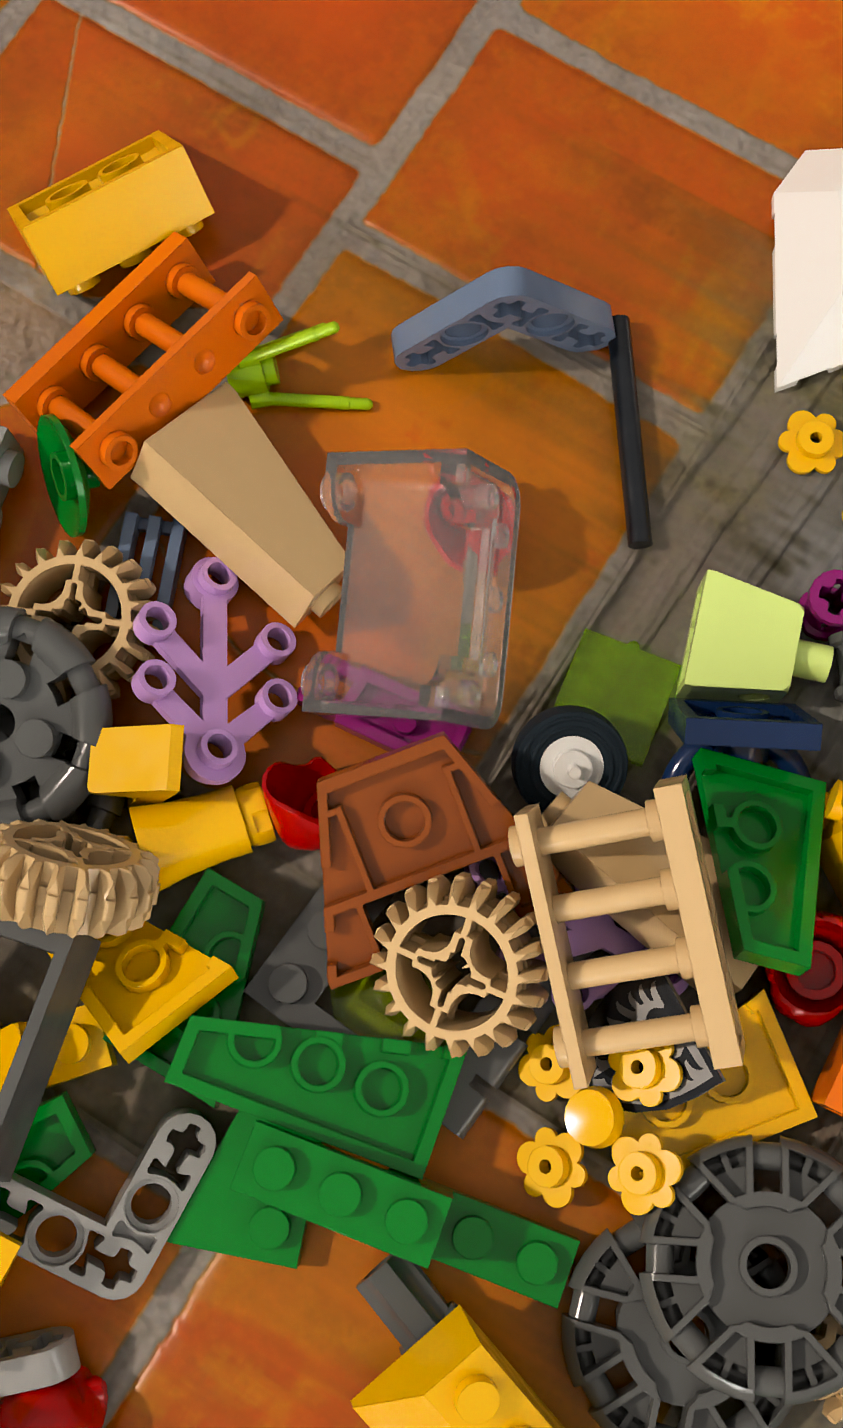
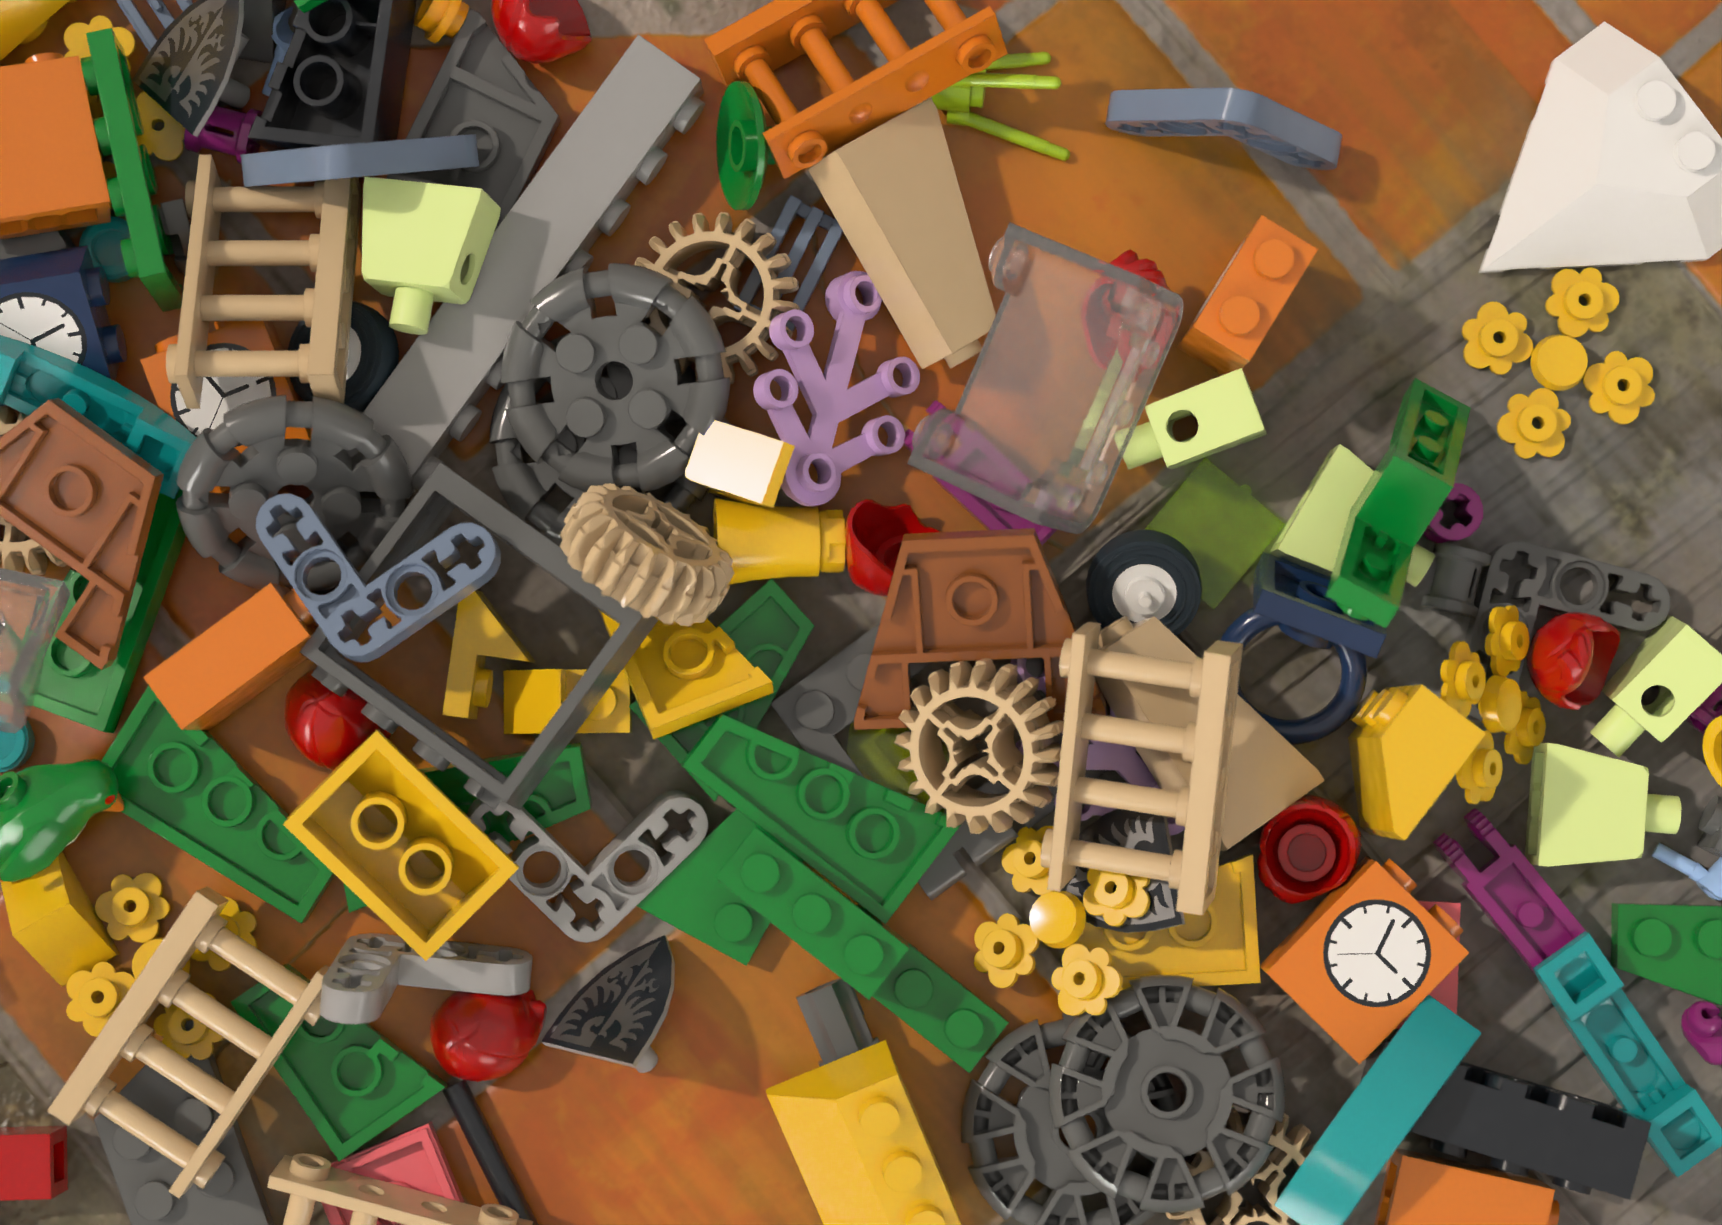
camera: 10 degrees right, 10 degrees up
(178, 1362) = (620, 1009): none -> shield
(574, 460) = (1247, 297): none -> orange brick
(585, 571) = (1224, 417): none -> yellowish green torso
(629, 436) = (1316, 275): black bar -> none
(765, 856) = (1293, 734): green wing -> none
(788, 603) = (1398, 504): none -> green bracket

